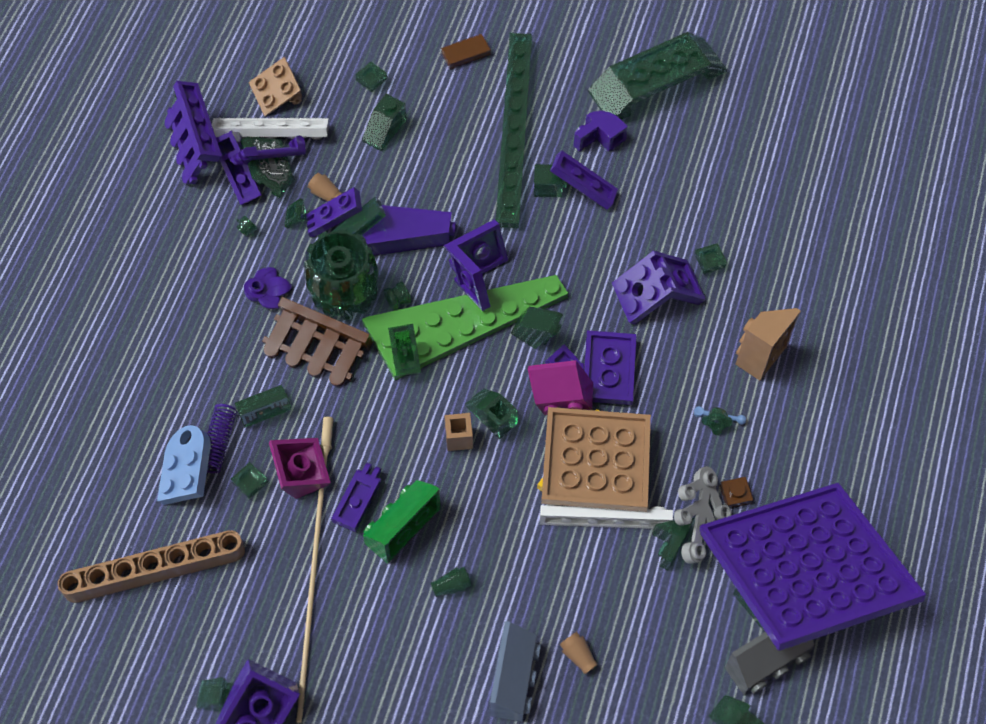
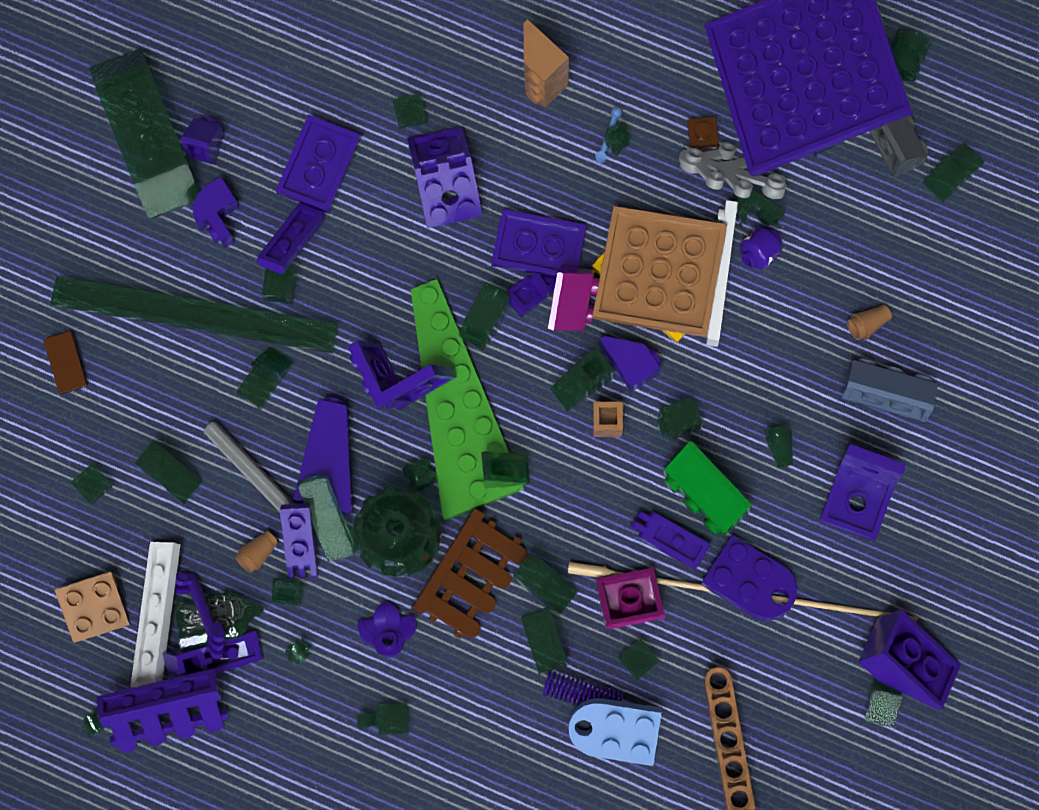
camera: 80 degrees left, 15 degrees up
(194, 296) = (391, 719): none -> clear green plate
(312, 398) = (545, 583): none -> clear green slope
(325, 566) = (749, 580): none -> dark purple plate
(397, 174) = (246, 465): none -> light grey axle
(425, 657) = (868, 477): none -> dark purple bracket
(466, 493) = (679, 419): none -> clear green brick
(470, 181) = (264, 377): none -> clear green slope
(513, 449) = (631, 361): none -> dark purple slope
(634, 548) = (760, 248): none -> dark purple head
(653, 198) = (318, 164): none -> dark purple plate
(657, 113) = (203, 140): none -> dark purple slope
(847, 664) = (909, 50): none -> clear green wheel

